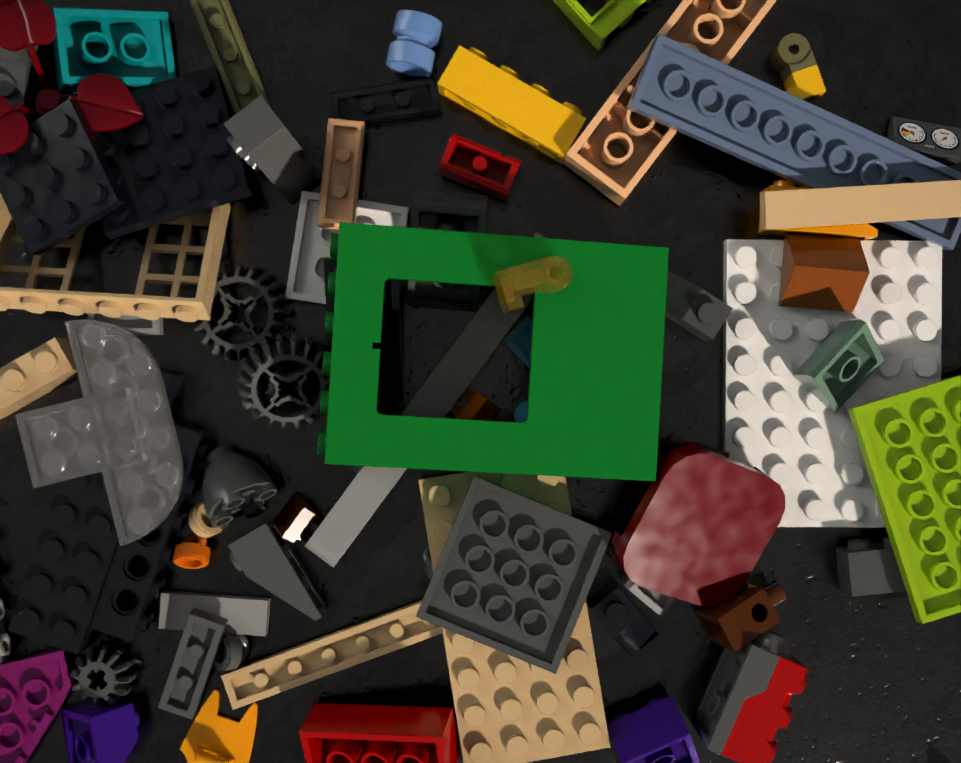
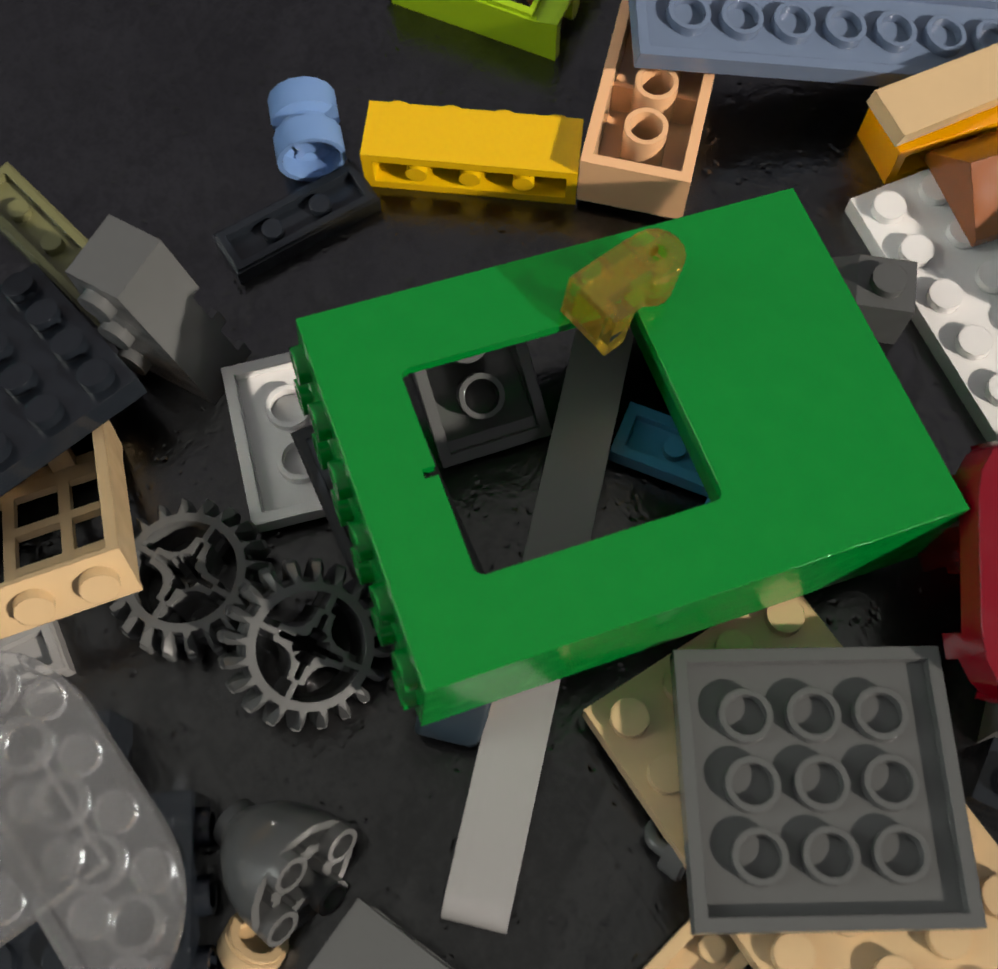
camera: 25 degrees left, 20 degrees down
(294, 519) = (405, 873): reddish brown tile -> none
(341, 173) = (267, 317): light nougat tile -> none
(479, 167) = (464, 233): red brick -> none

